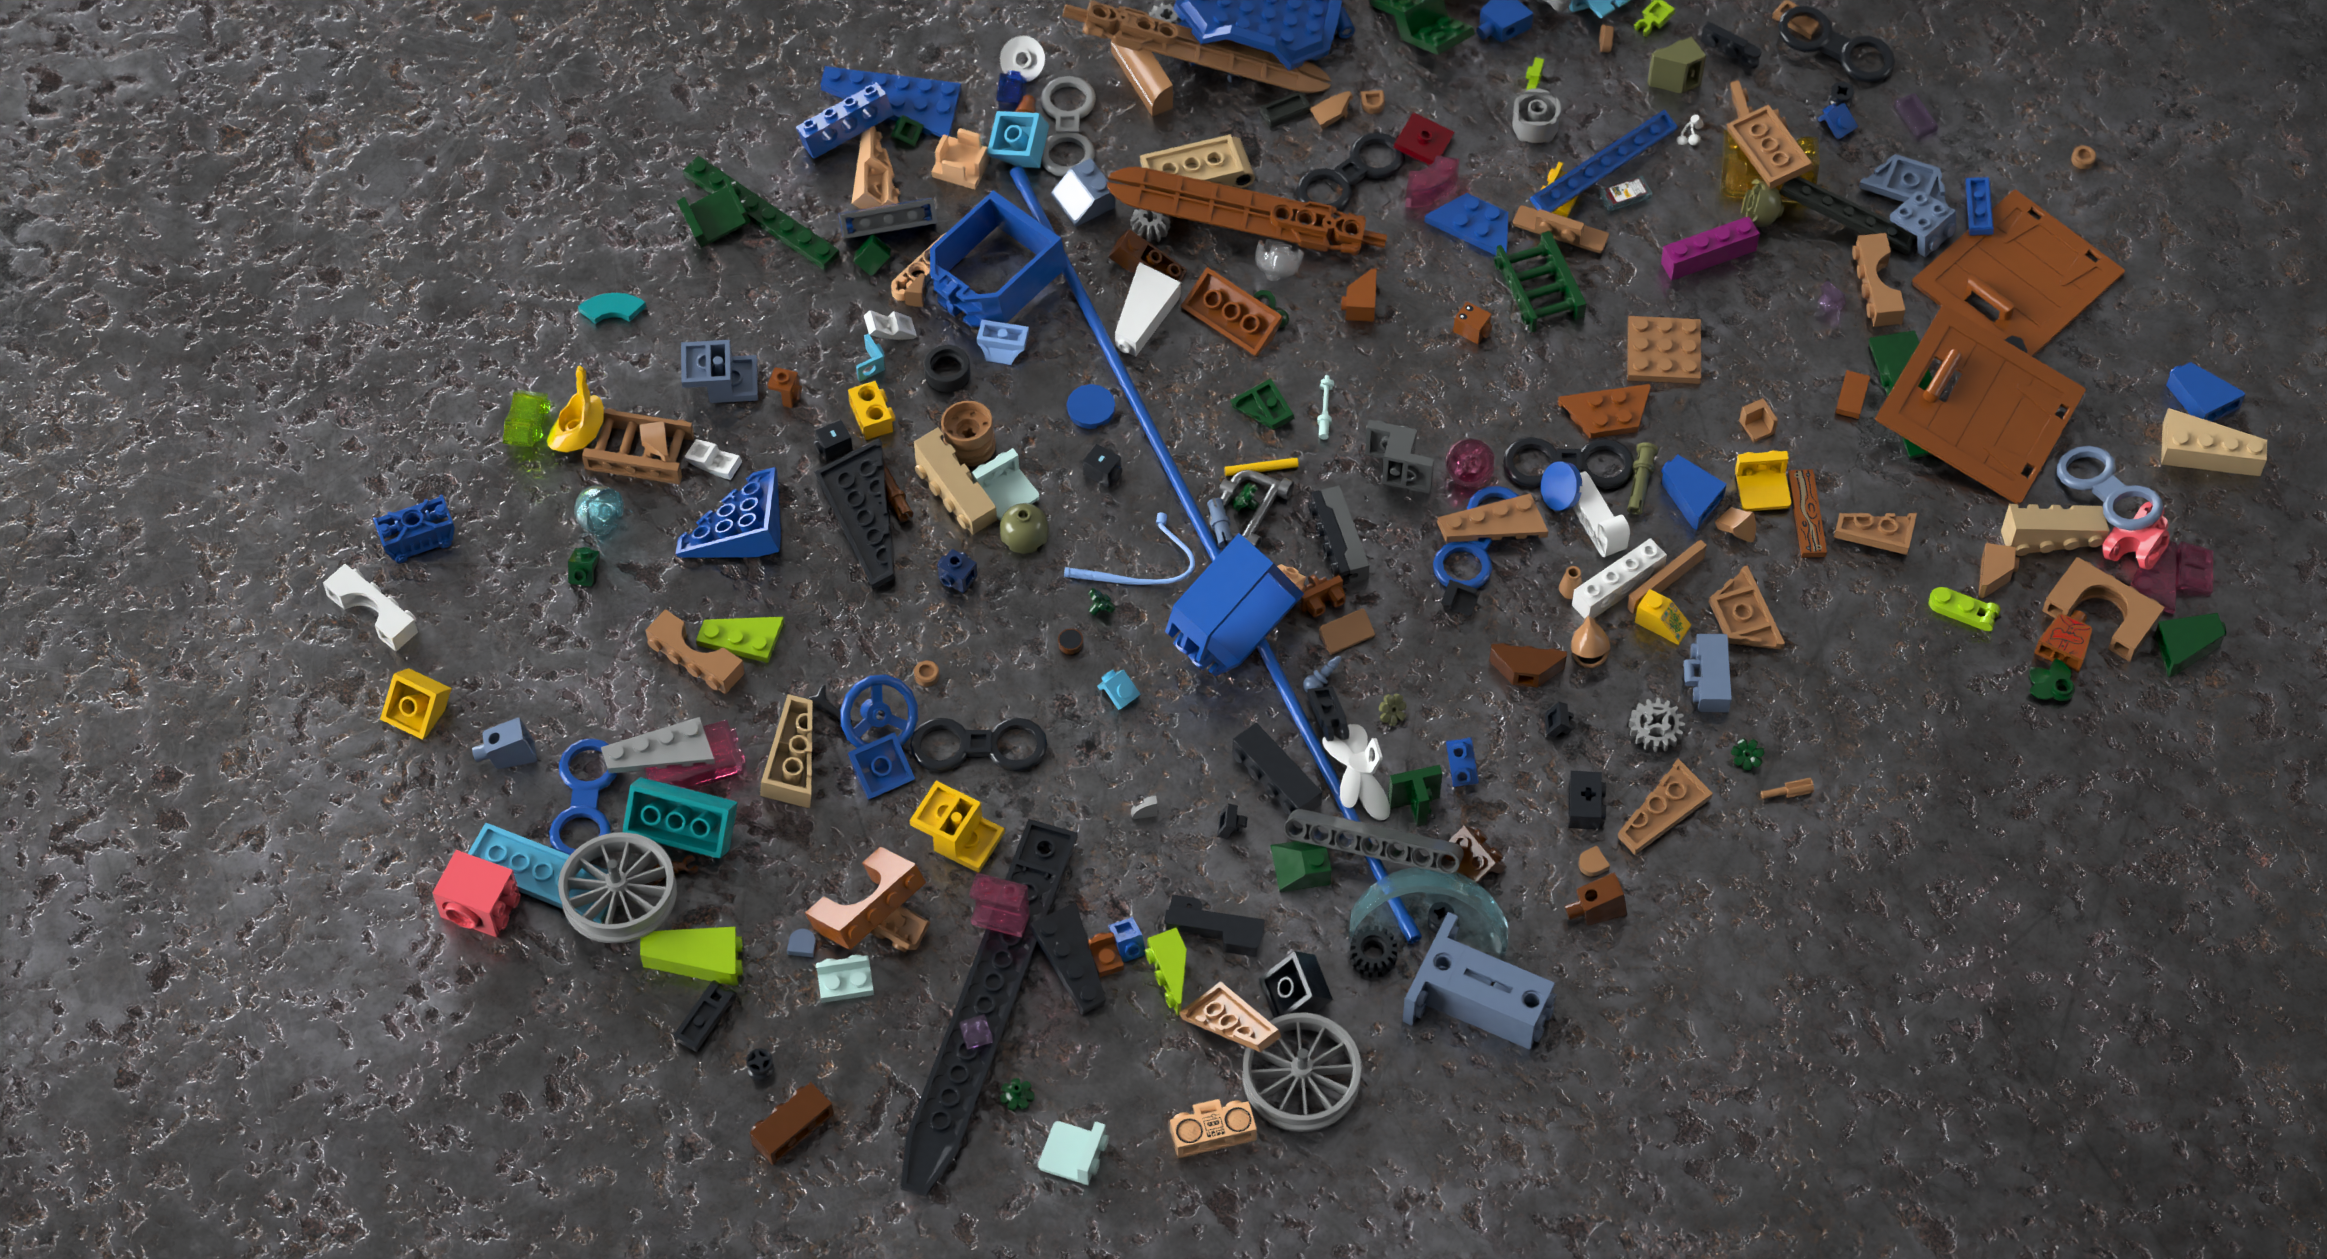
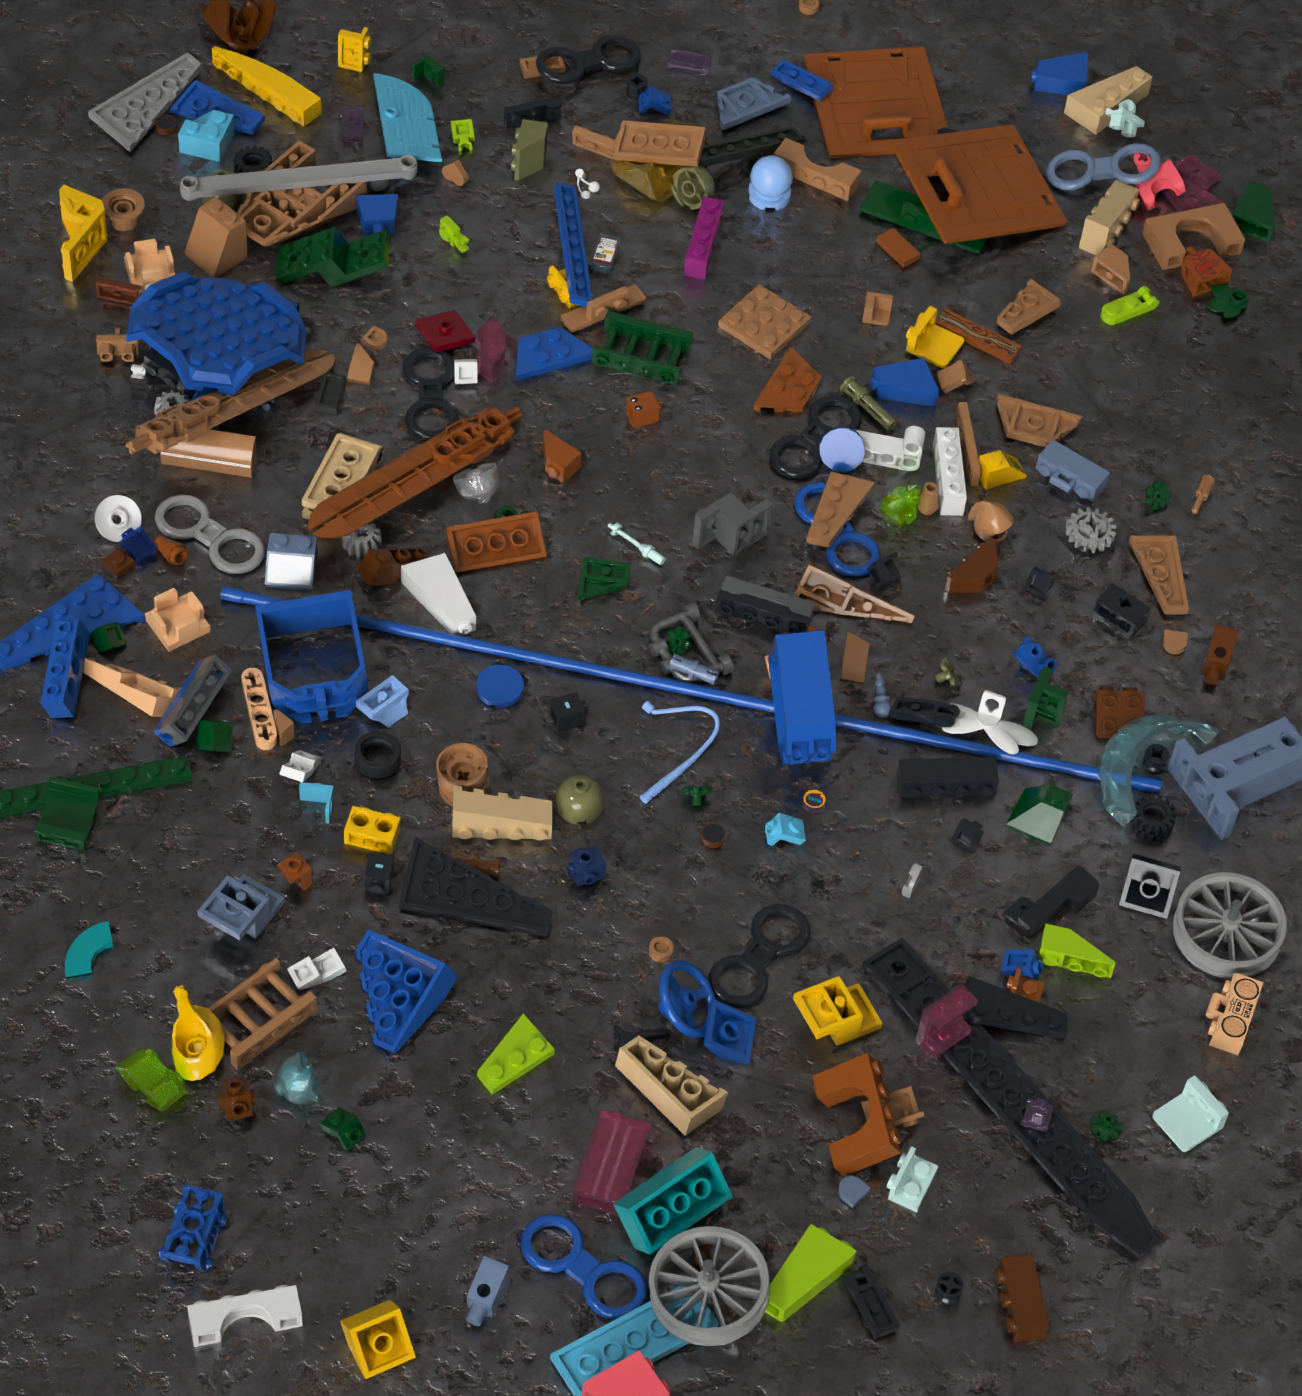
camera: 60 degrees left, 5 degrees down
(549, 480) = (236, 1098): none -> reddish brown brick
(654, 439) = (269, 992): medium nougat slope -> none
(672, 745) = (594, 1172): light grey wing -> none
(717, 668) = (475, 1105): medium nougat arch -> none
(985, 89) = (118, 563): none -> reddish brown plate
(1005, 482) = (531, 782): light aqua bracket -> none
(1018, 138) = (200, 567): medium azure slope -> none
(1169, 691) = (814, 801): none -> clear purple tile
(1231, 1017) = (1151, 938): medium nougat wing -> none
(1263, 466) = (655, 616): yellow bar -> none
(1385, 836) = (1068, 752): dark grey beam -> none
(1393, 179) = (465, 371): none -> white tile
(1402, 574) = (845, 598): none -> medium nougat wedge
(1469, 462) = (775, 486): clear pink cylinder -> none
(1536, 116) = (492, 253): light grey brick -> none
(1542, 567) = (901, 504): none -> clear neon green slope
(1821, 255) = (770, 183): none -> light blue tile
(1831, 297) = (808, 203): clear purple tile -> none
(1927, 220) = (789, 111): sand blue bracket -> none
(2194, 479) = (1125, 118): none -> light aqua hips

